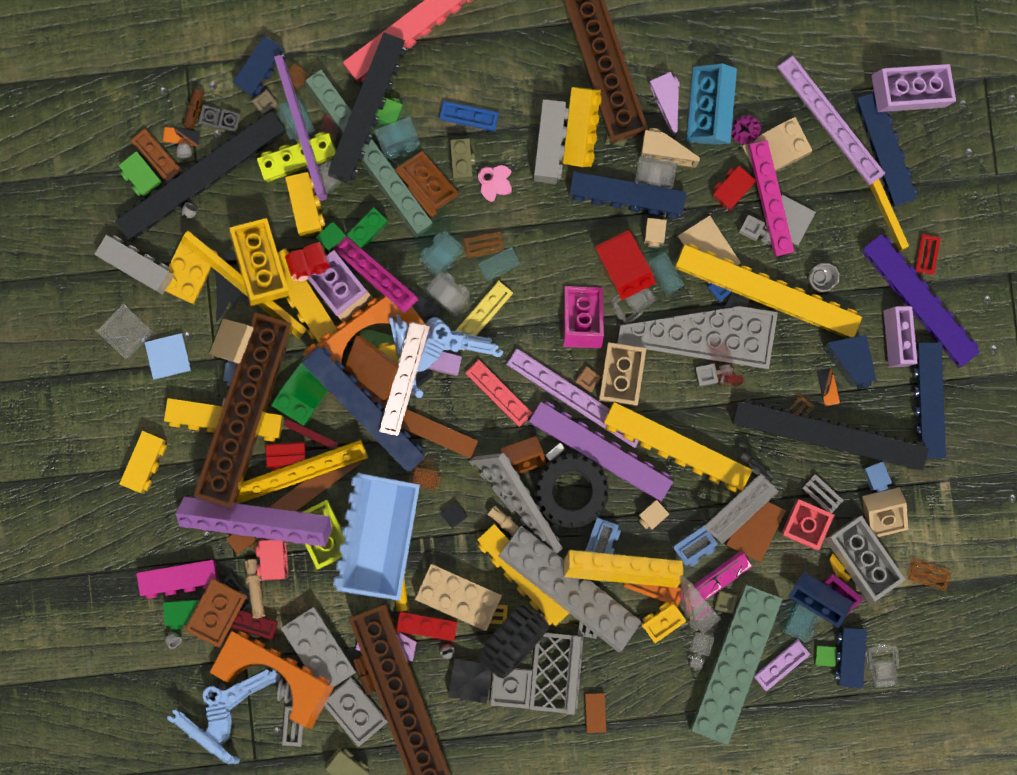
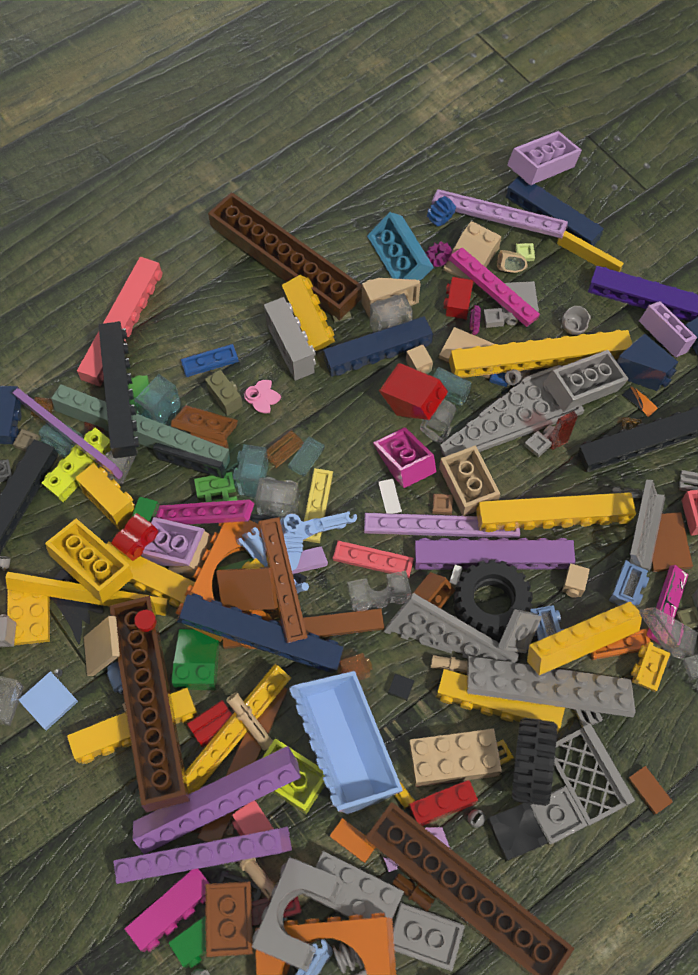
camera: 30 degrees left, 20 degrees down
(143, 462) = (75, 813): yellow brick -> none
(220, 557) = (202, 855): none -> medium lavender brick
(239, 646) = (295, 880): none -> light grey arch
(275, 345) = (145, 620): none -> red tile
(311, 434) = (223, 691): dark red tile -> none
(311, 459) = (245, 714): none -> tan pin
(342, 609) = (352, 840): none -> orange tile
(367, 228) = (174, 486): green brick -> none
(393, 211) = (189, 460): none -> black tile
(404, 246) = (213, 486): none -> bright green plate
(468, 422) = (363, 596): none -> clear arch
(548, 345) = (389, 496): none -> white sticker
(573, 532) = (520, 631): none -> light grey tile
(666, 95) = (360, 262): lavender slope -> none
(727, 303) = (511, 374): none -> light grey hinge
(731, 221) = (475, 320): none -> magenta gear
(777, 86) = (441, 211): none -> blue gear
(786, 345) = (585, 380): none -> light grey brick
(807, 179) = (511, 261): none -> rock
(830, 174) = (526, 250): none -> yellowish green tile
(927, 253) = (636, 266): red tile -> none

